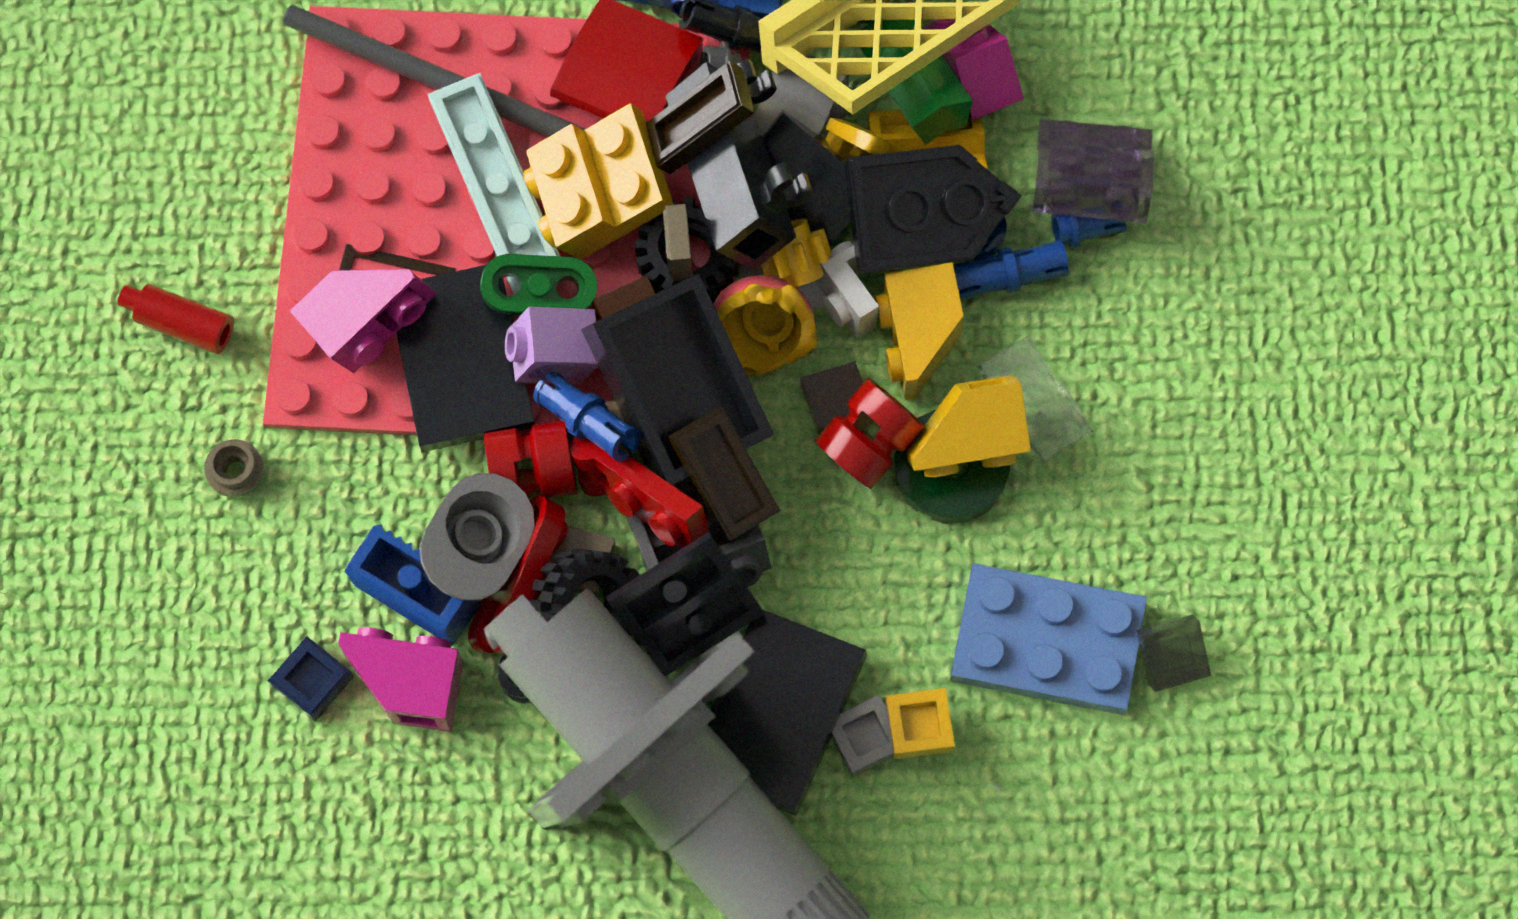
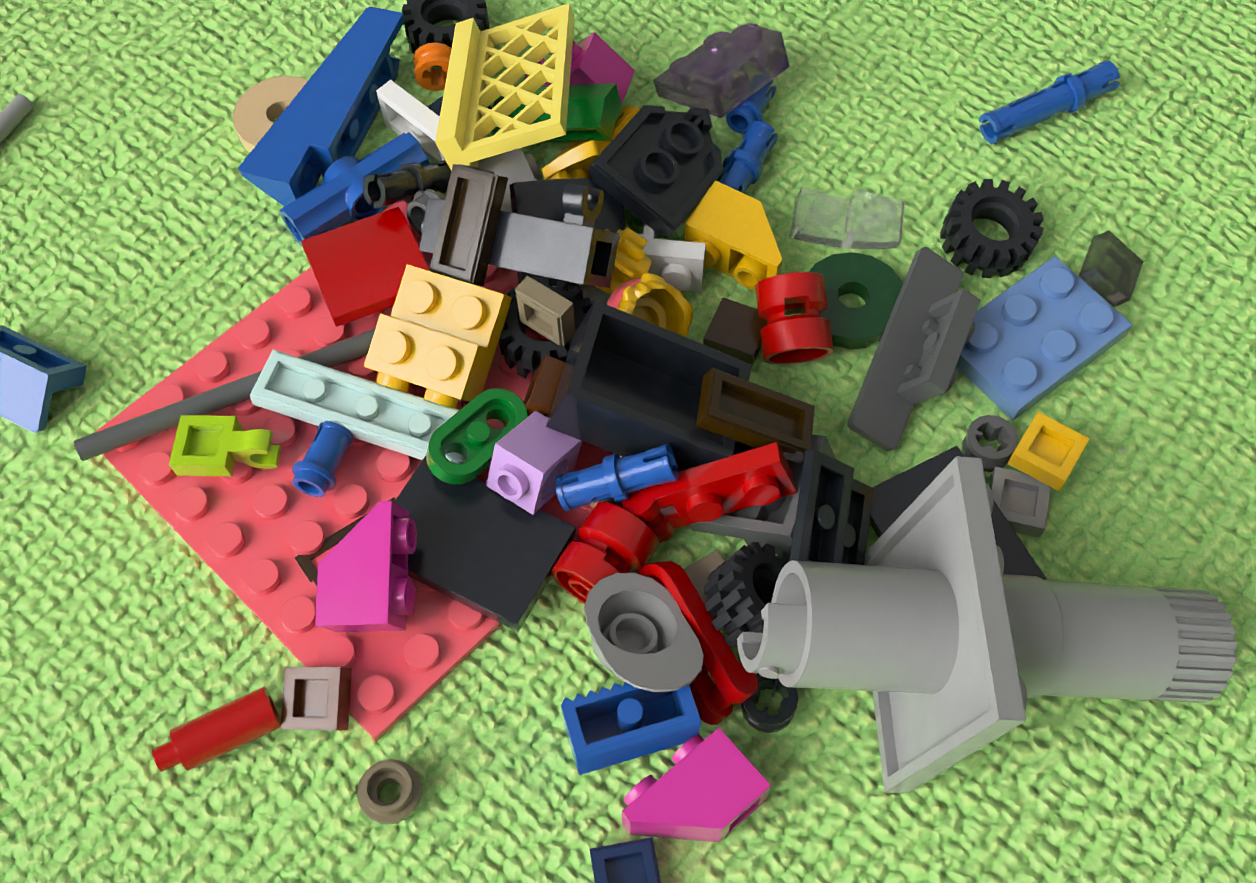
camera: 50 degrees left, 10 degrees down
(253, 358) = (316, 698): none -> tile
(372, 106) = (213, 443): none -> lime plate
(430, 192) = (322, 460): none -> blue pin
(894, 657) = (992, 429): none -> dark grey bush
(934, 548) = (916, 349): none -> dark grey bracket
(973, 424) = (851, 248): yellow slope -> none
(1137, 490) = (1002, 207): none -> black tyre
(1334, 473) = (1065, 94): none -> blue pin

